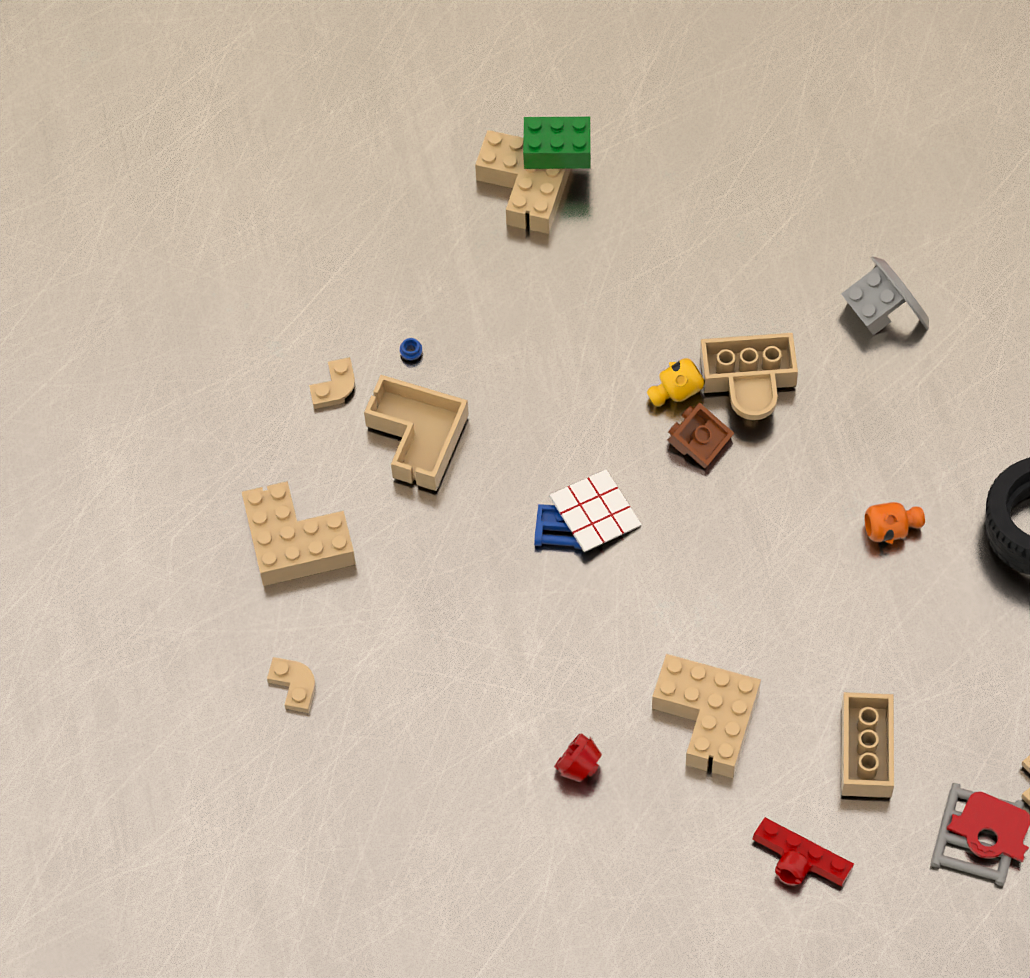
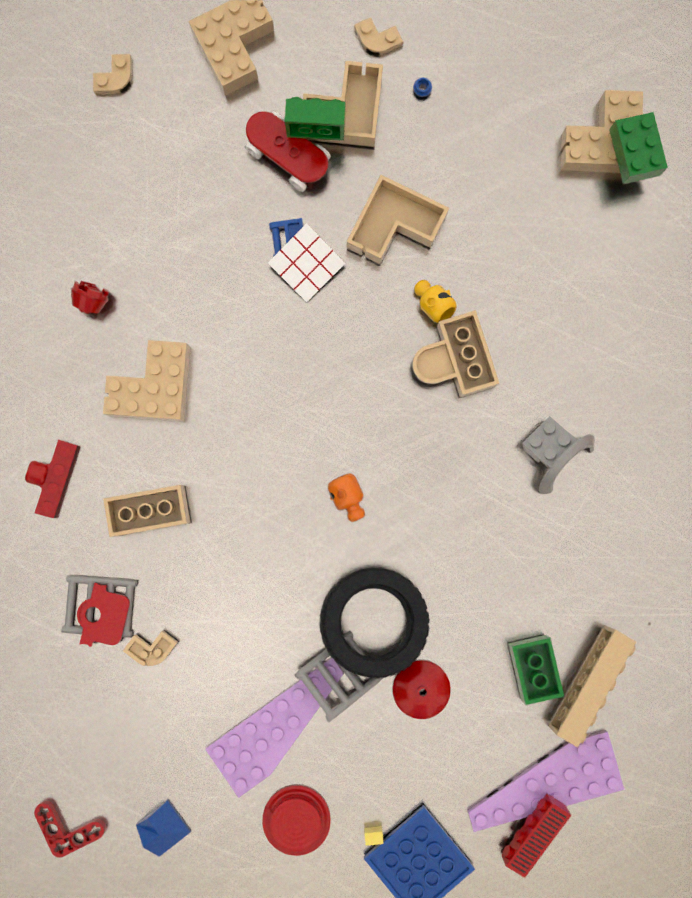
camera: 75 degrees right, 25 degrees up
(434, 446) = (315, 118): none -> green brick
(450, 499) = (295, 155): none -> red piece
(559, 406) = (393, 210): none -> tan piece
(699, 434) = (393, 329): dark orange plate -> none

